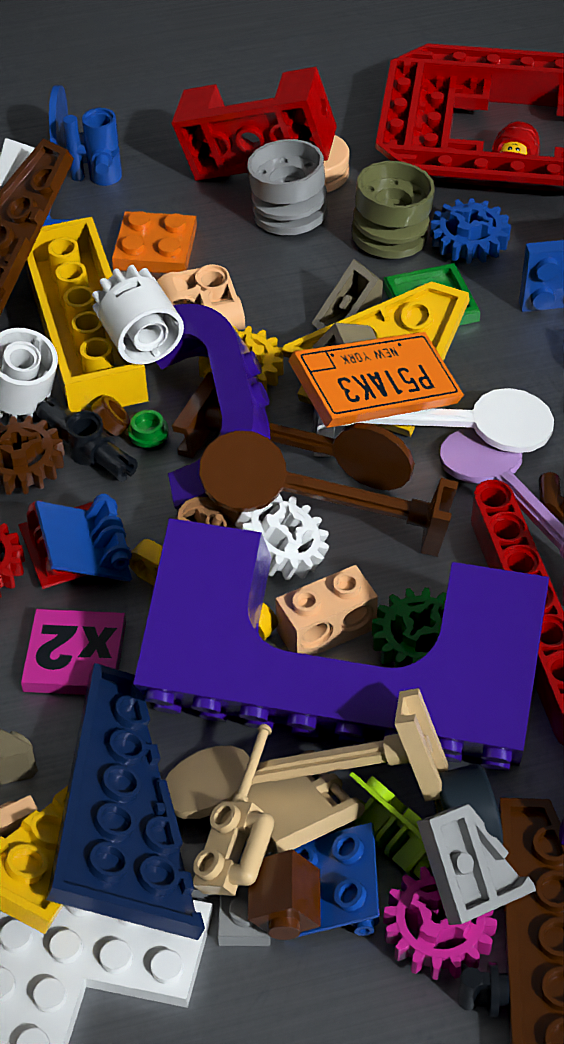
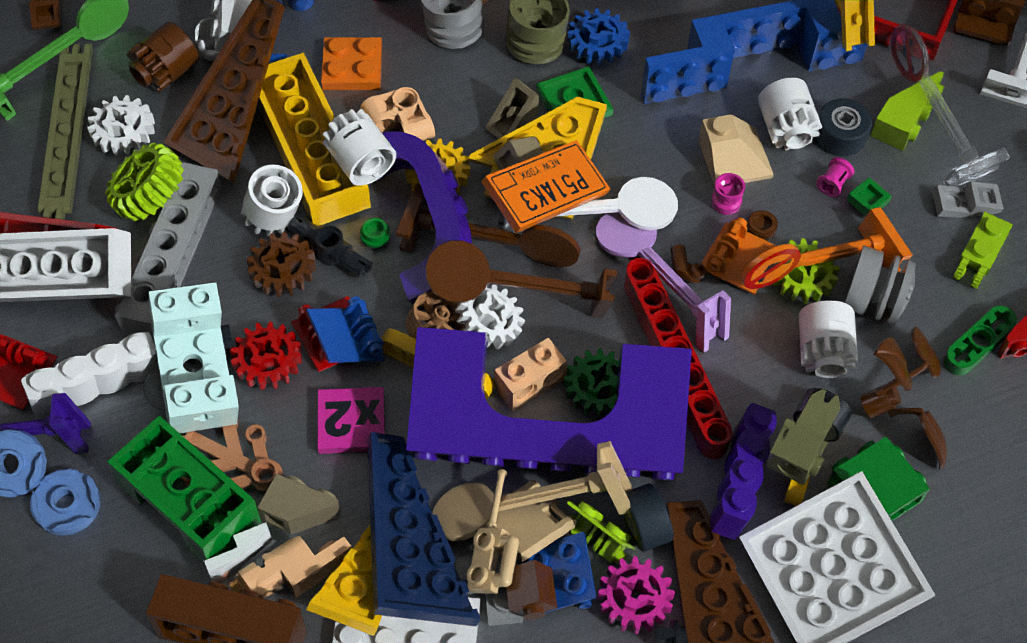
camera: 10 degrees left, 10 degrees up
(113, 415) = (346, 223): reddish brown tile -> none
(469, 865) = (654, 558): light grey wing -> none

